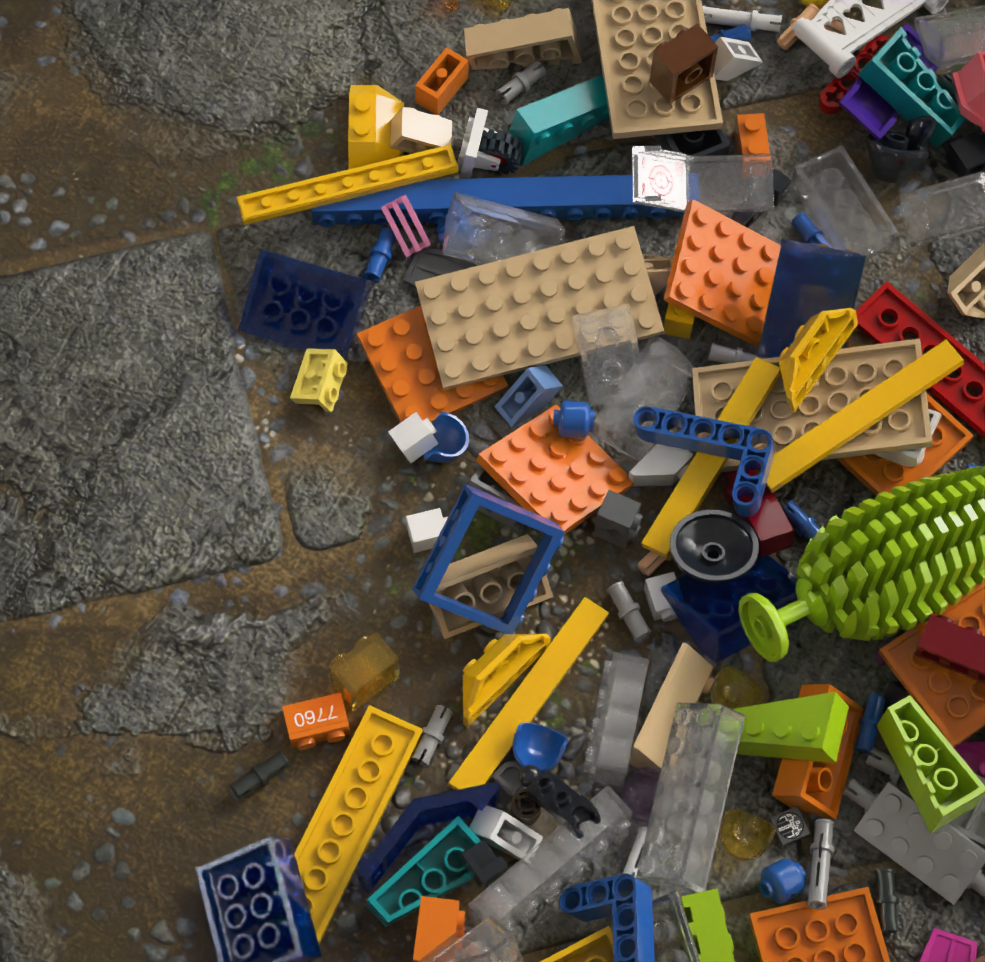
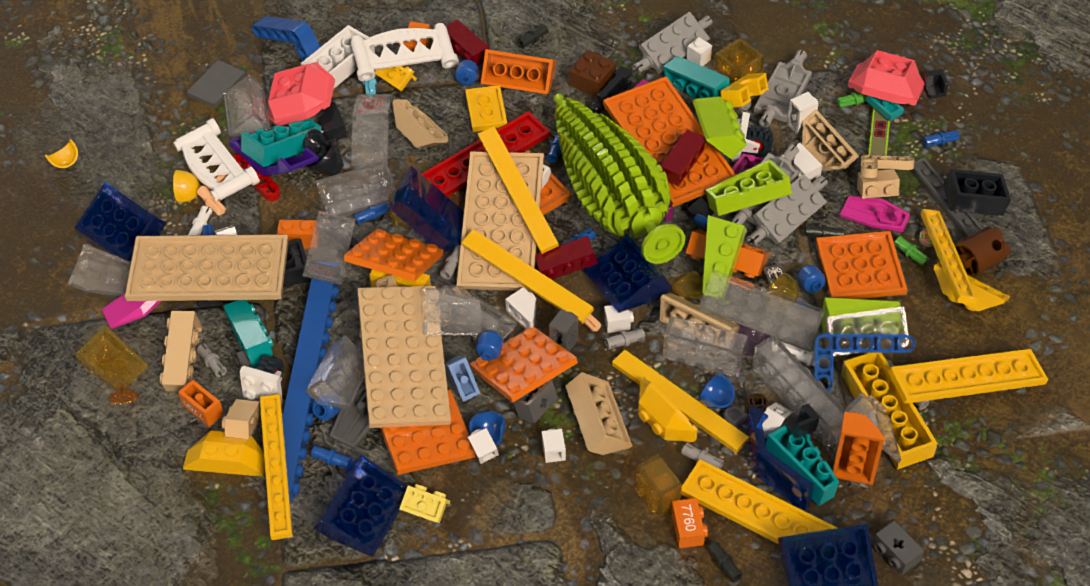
camera: 80 degrees left, 15 degrees down
(395, 204) = (321, 431): bright pink tile -> none
(449, 540) = (582, 405): blue window -> none
(558, 799) = (761, 375): black plate -> none
(683, 63) = (243, 241): reddish brown brick -> none
(715, 445) = (523, 265): blue beam -> none
(717, 536) = (594, 276): black dish -> none
(813, 351) = (470, 210): yellow wedge -> none
(821, 853) = (801, 258): light grey pin -> none

